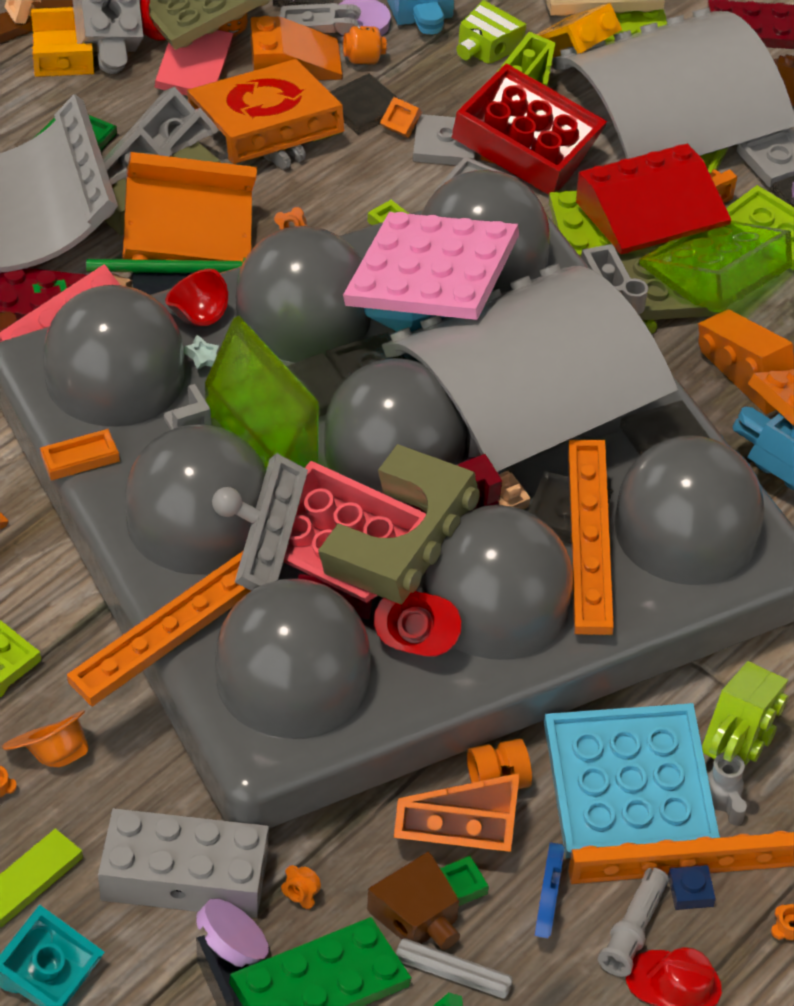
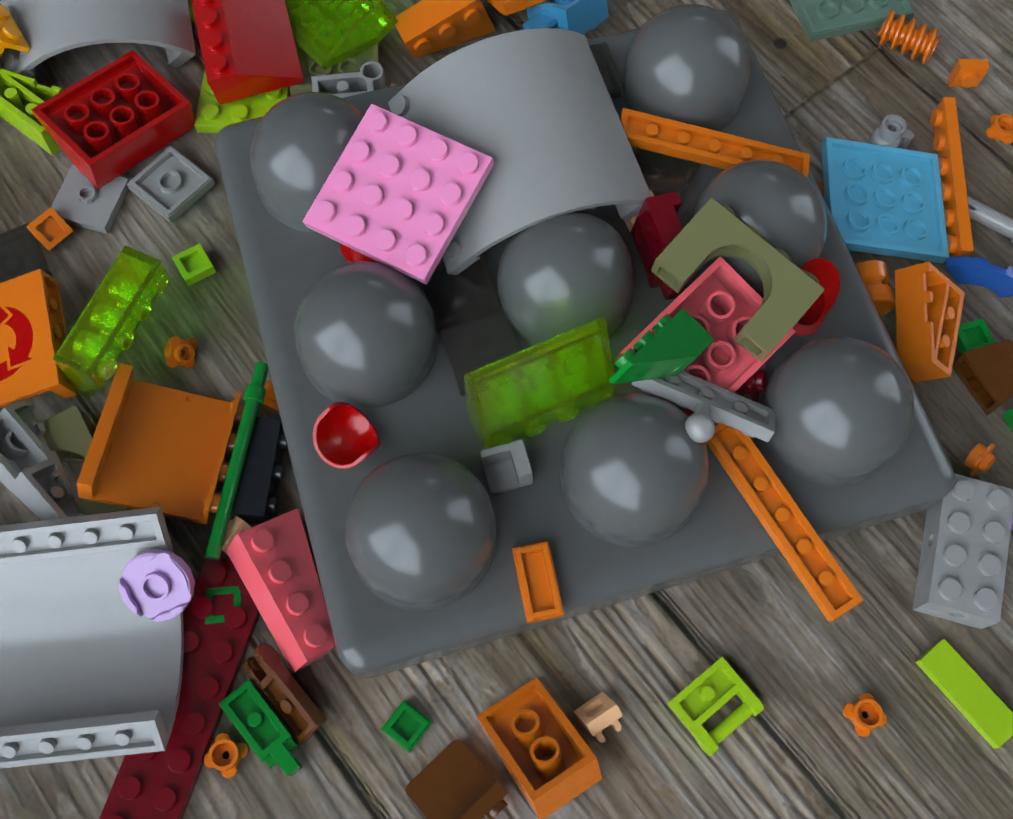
camera: 80 degrees left, 20 degrees up
(55, 230) = (157, 584): none -> lavender tile
(55, 743) = (824, 659): orange piece -> none
(201, 352) = (417, 442): light aqua piece -> none
(297, 155) = (111, 319): none -> clear neon green slope
(304, 470) = (666, 353): none -> green slope
(691, 887) = (976, 184): dark blue plate -> none
(746, 714) = (846, 103): lime brick -> none

